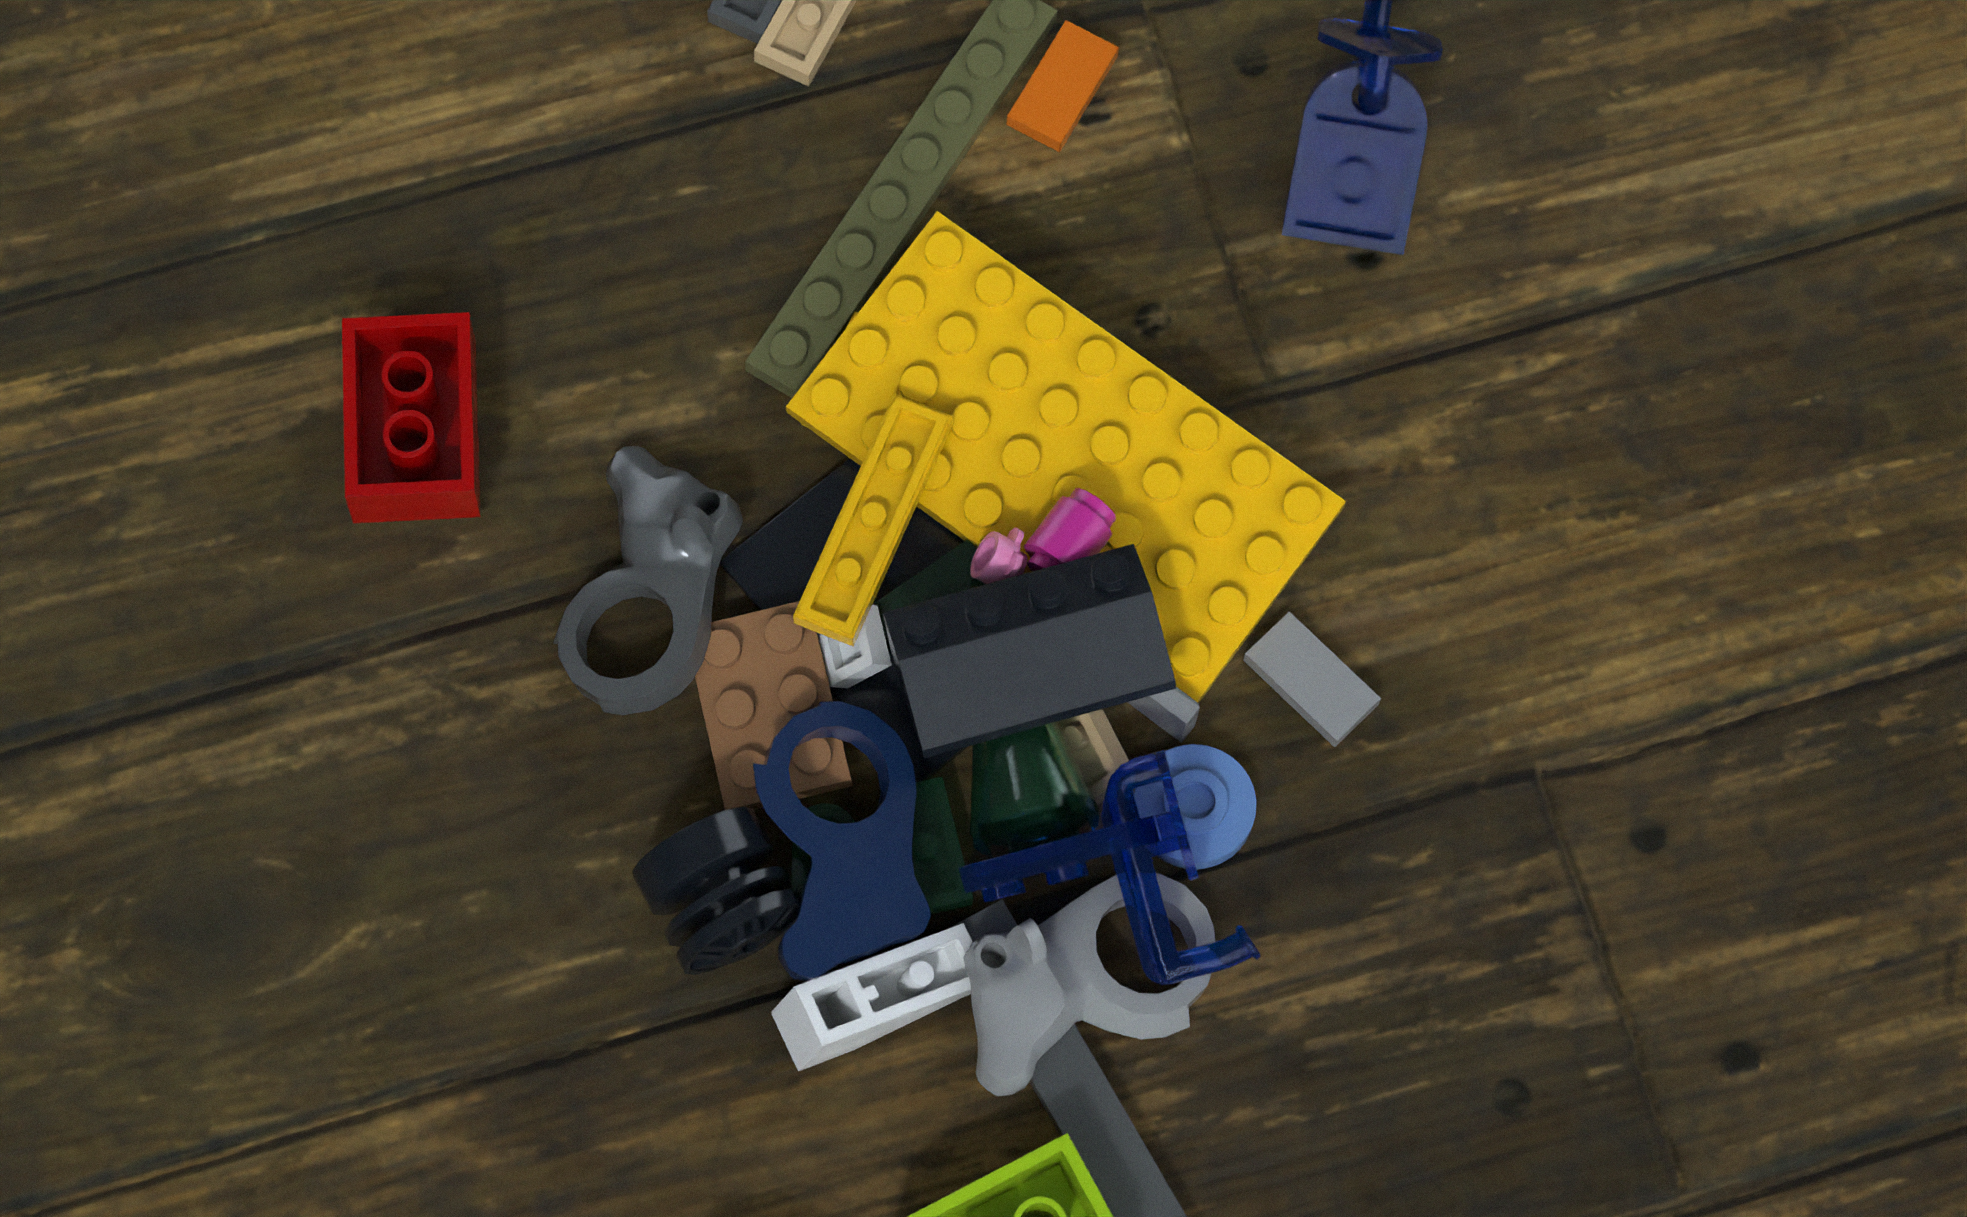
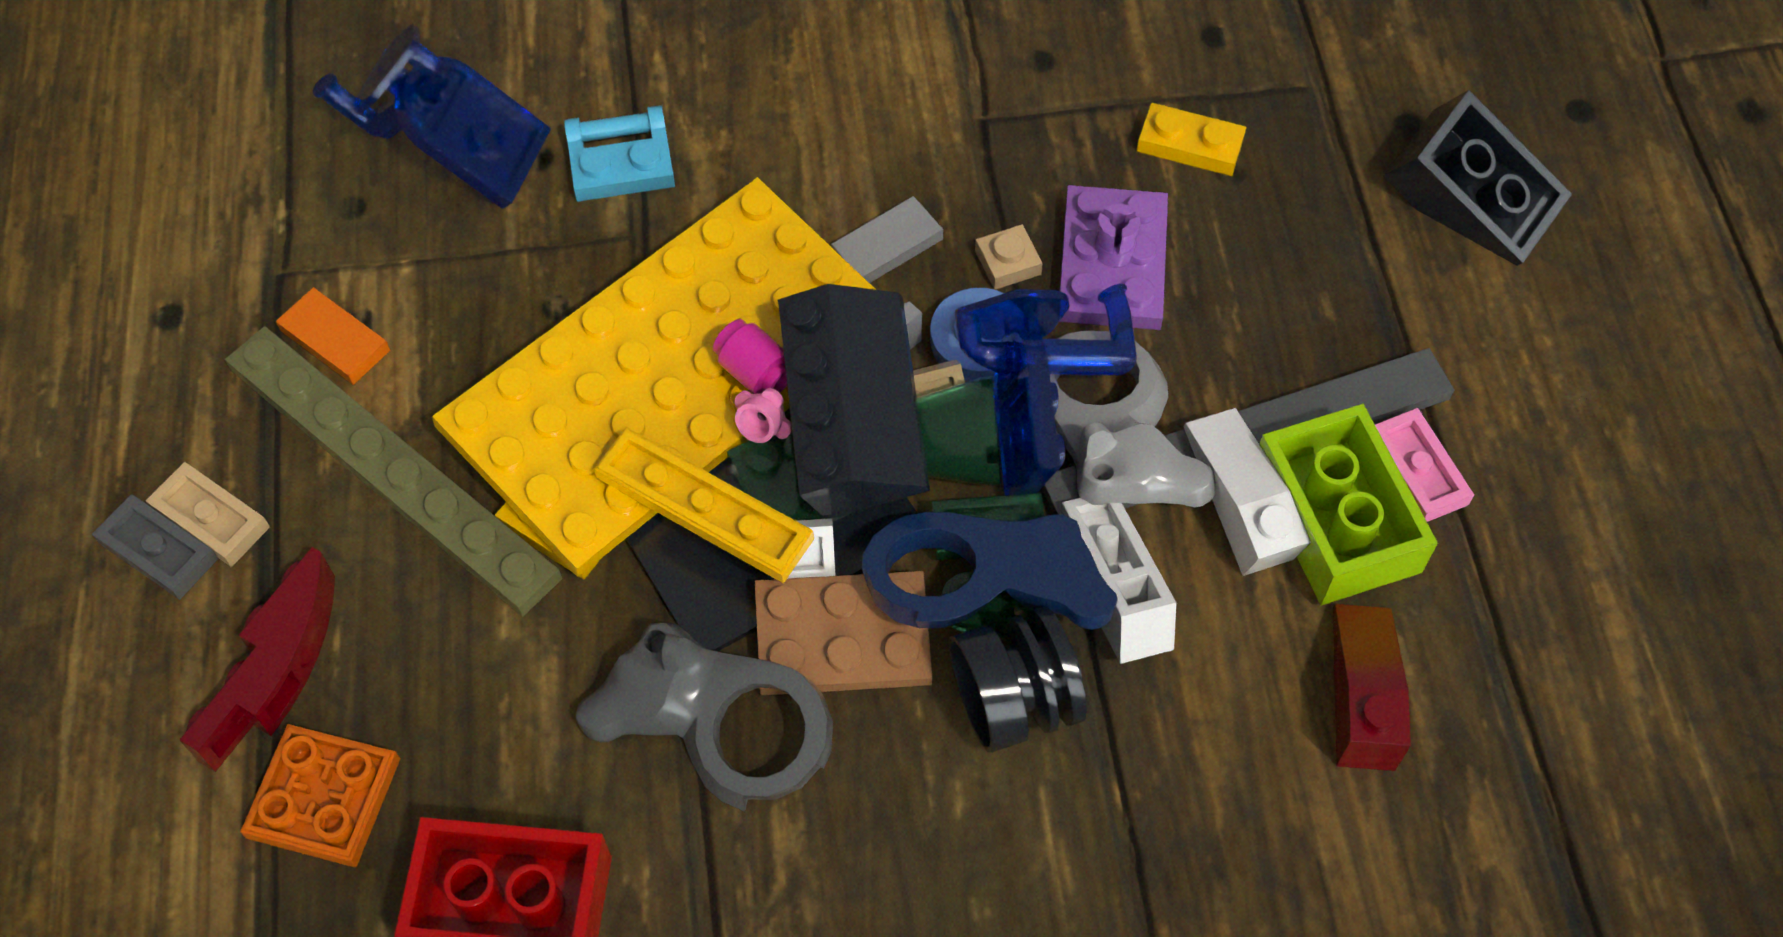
camera: 75 degrees left, 10 degrees down
(510, 219) = (321, 795): none -> orange tile
(665, 139) = (284, 647): none -> dark red slope
(1014, 1124) = (1248, 493): none -> white slope
(1317, 827) = (1008, 257): none -> tan plate
(1344, 956) = (1113, 241): none -> medium lavender plate
(1366, 350) = (619, 166): none -> medium azure plate
(1549, 1038) = (1191, 139): none -> yellow plate

